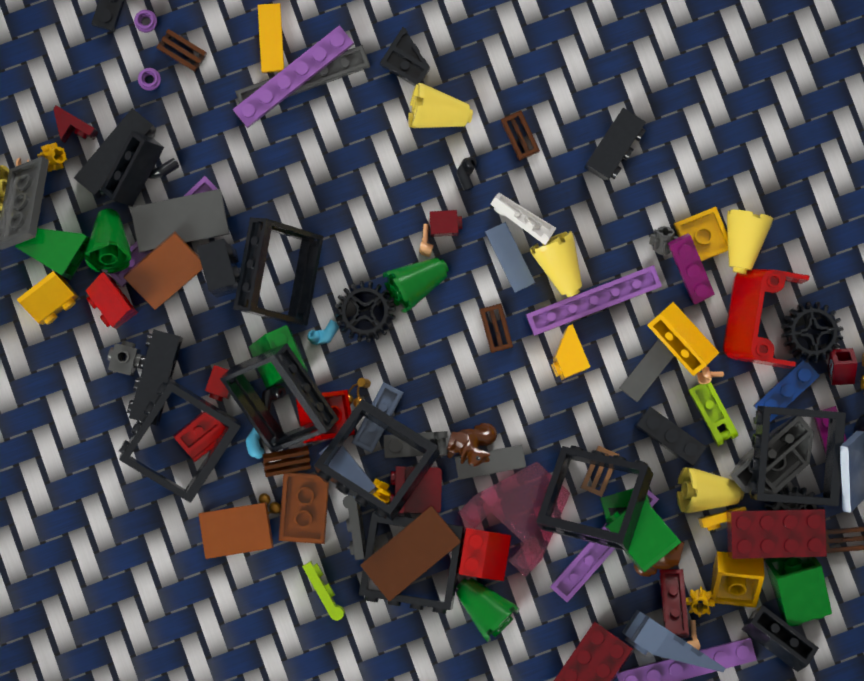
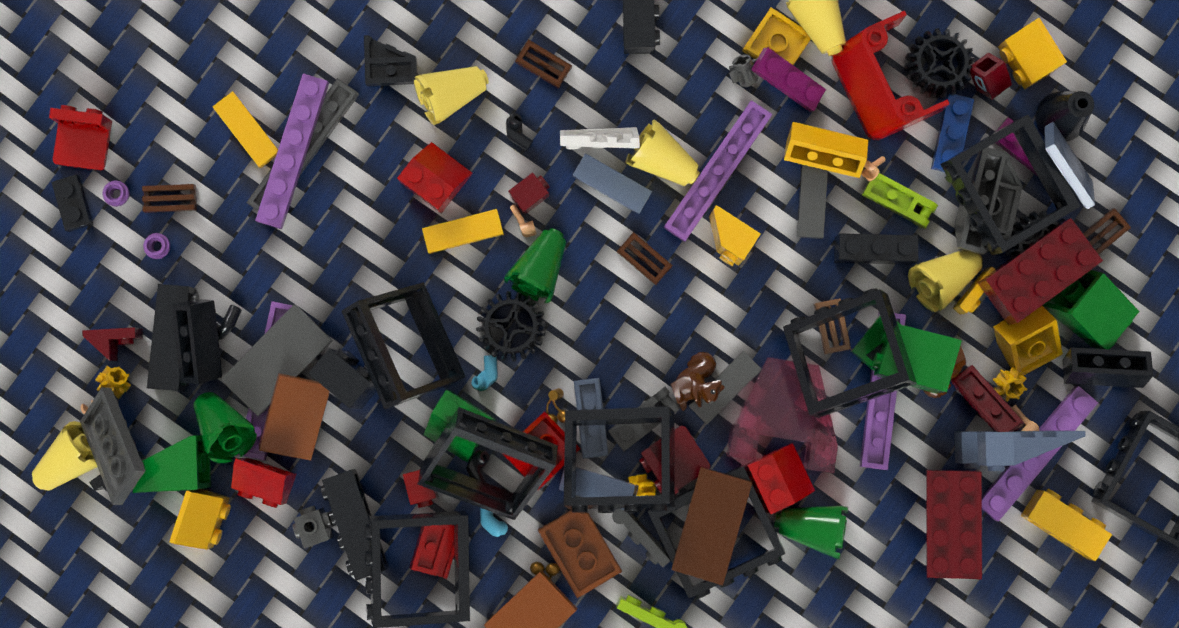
camera: 35 degrees left, 0 degrees up
(286, 464) = (536, 520): reddish brown tile -> none
(377, 218) = (462, 231): none -> yellow tile
(384, 164) = (434, 177): none -> red slope

